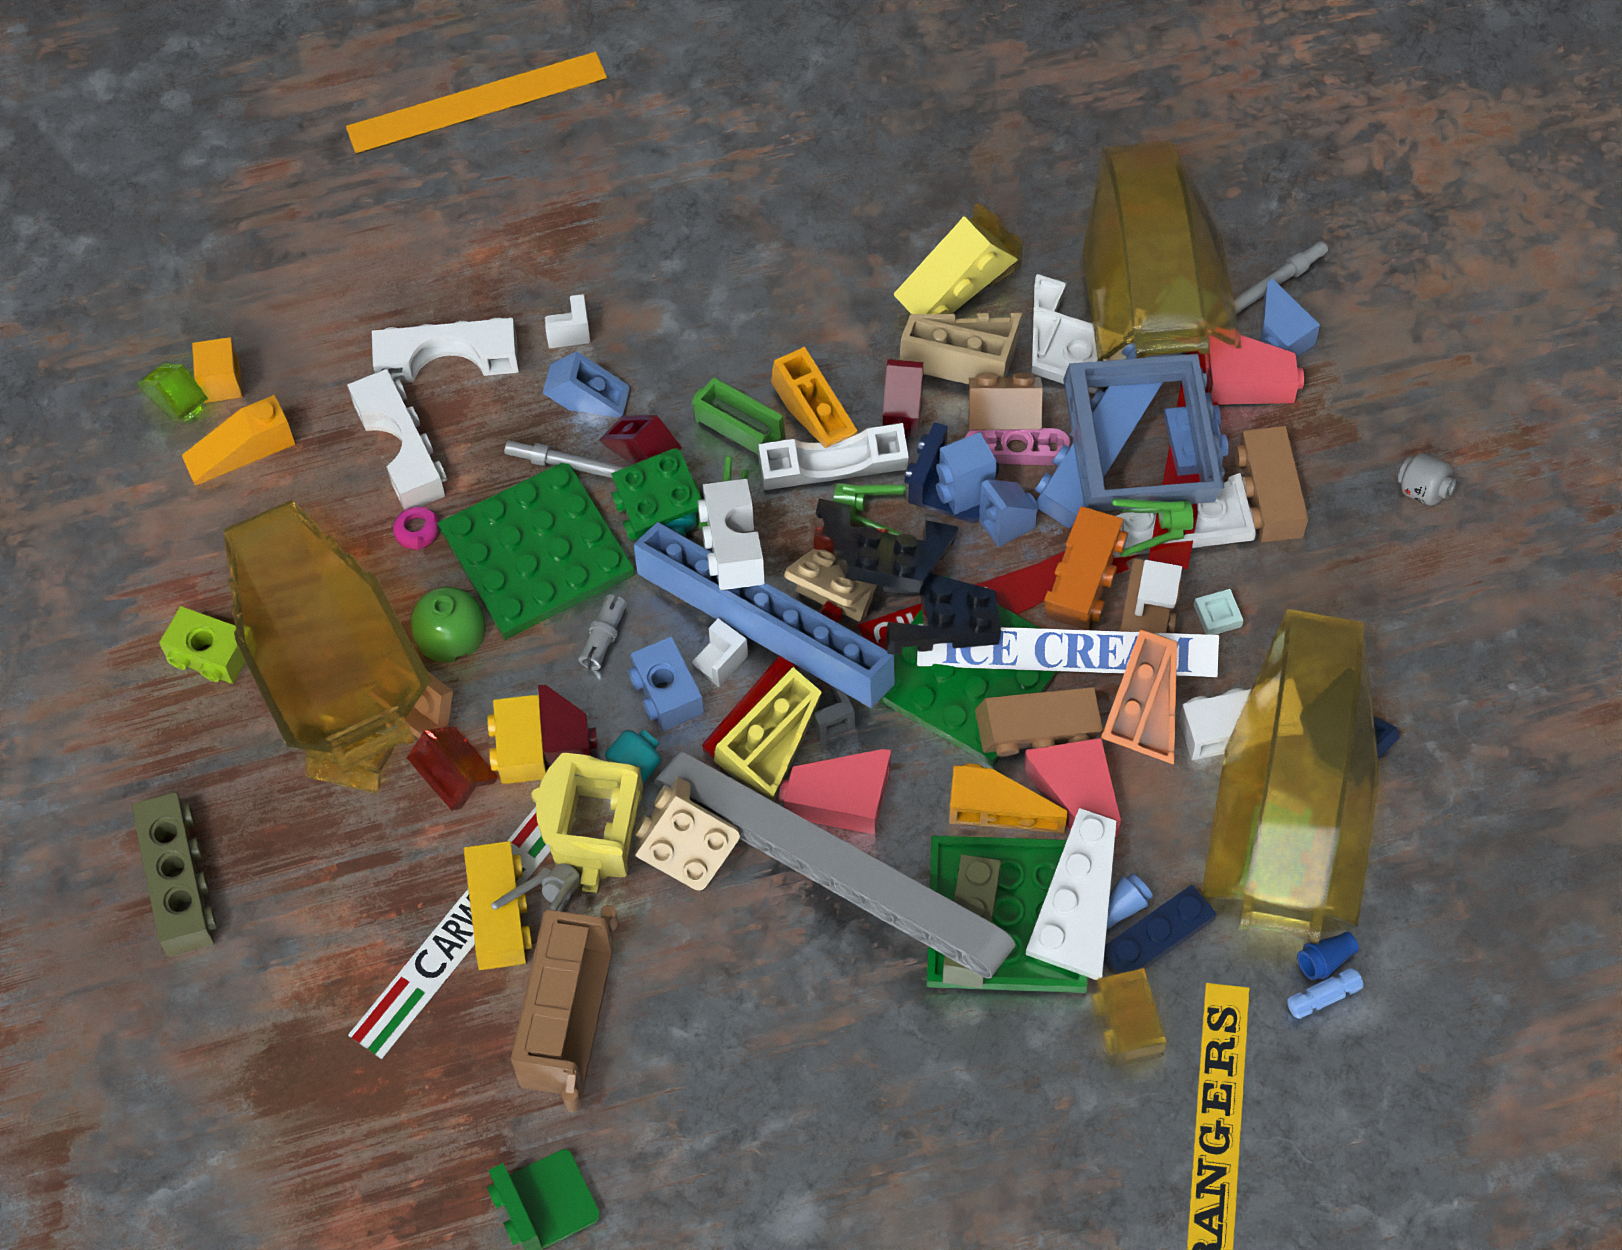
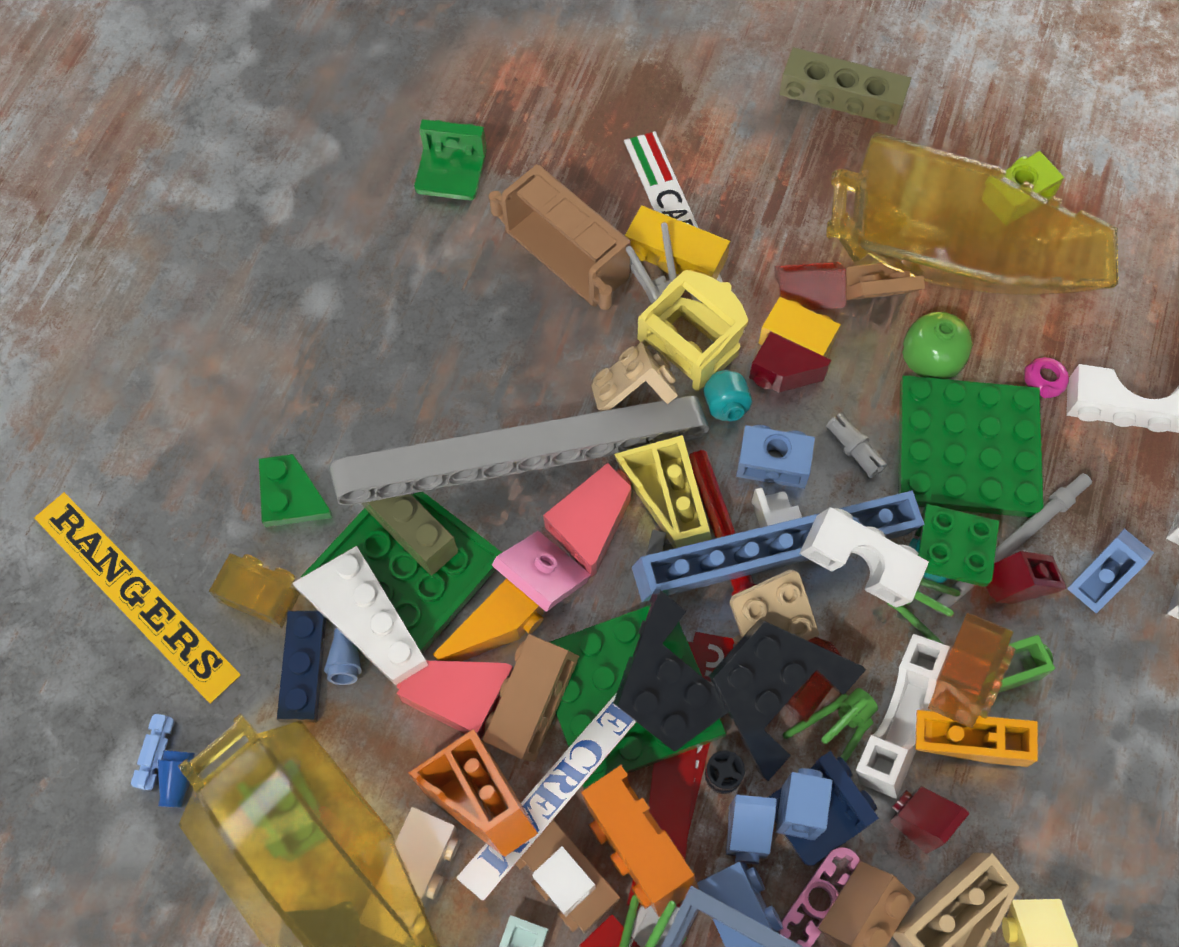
camera: 125 degrees right, 5 degrees up
(776, 407) = (973, 671): none -> clear orange brick
(923, 791) = (541, 570): none -> bright pink plate
(983, 552) = (728, 765): none -> black wheel
(1018, 1074) = (288, 493): none -> green wing

